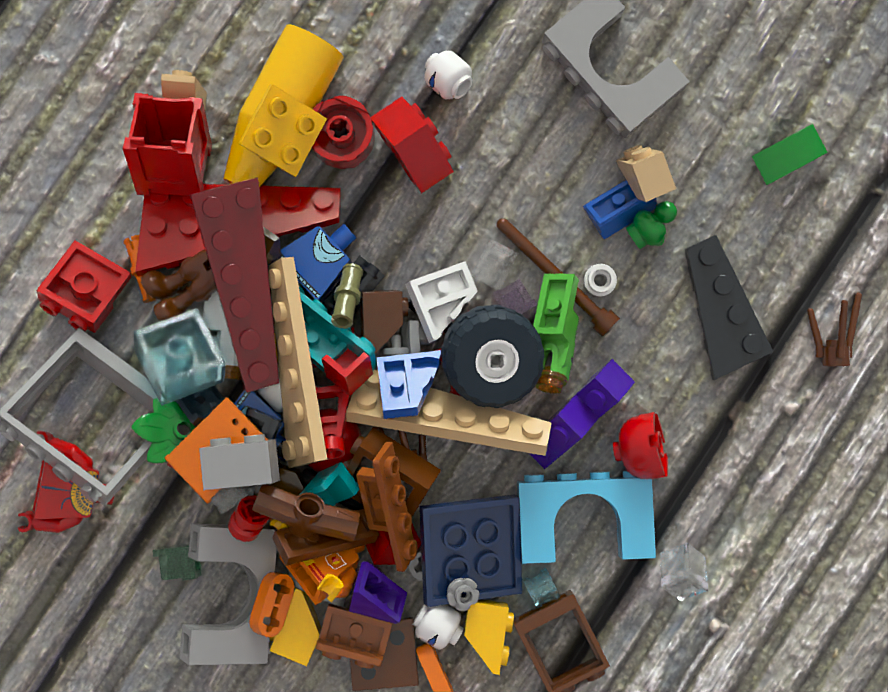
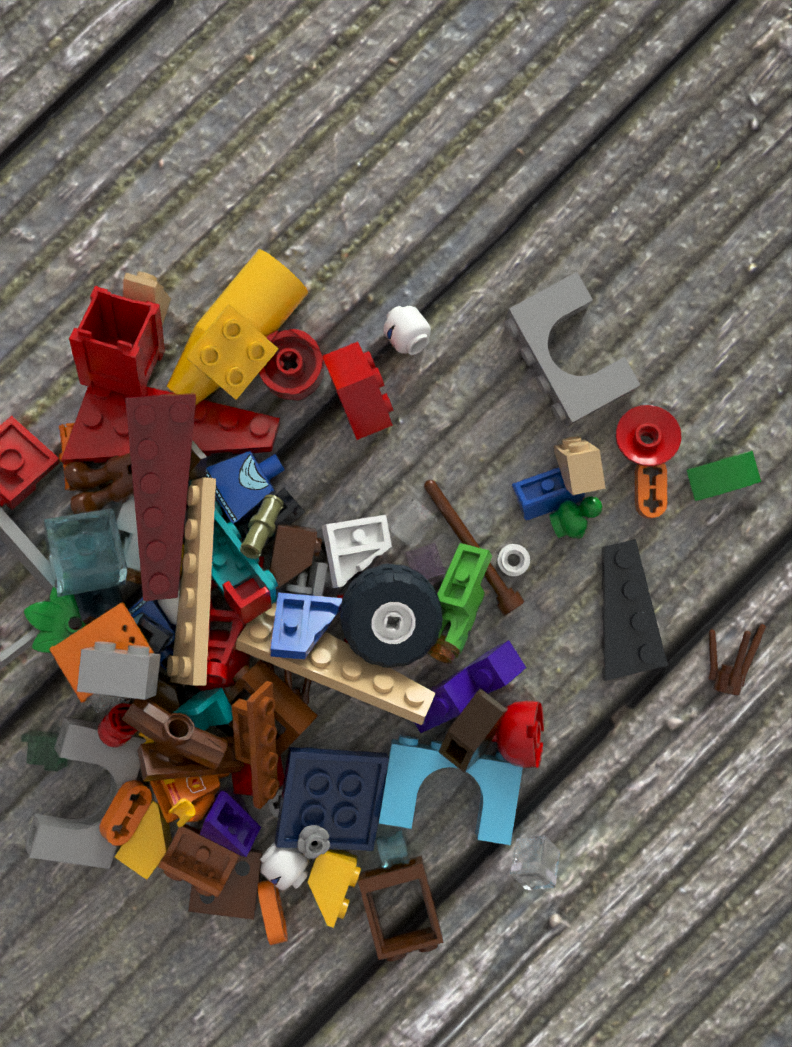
camera: 10 degrees right, 0 degrees up
(596, 452) = (472, 731): none -> dark brown slope
(707, 117) = (650, 422): none -> red dish
(728, 179) = (658, 488): none -> orange beam

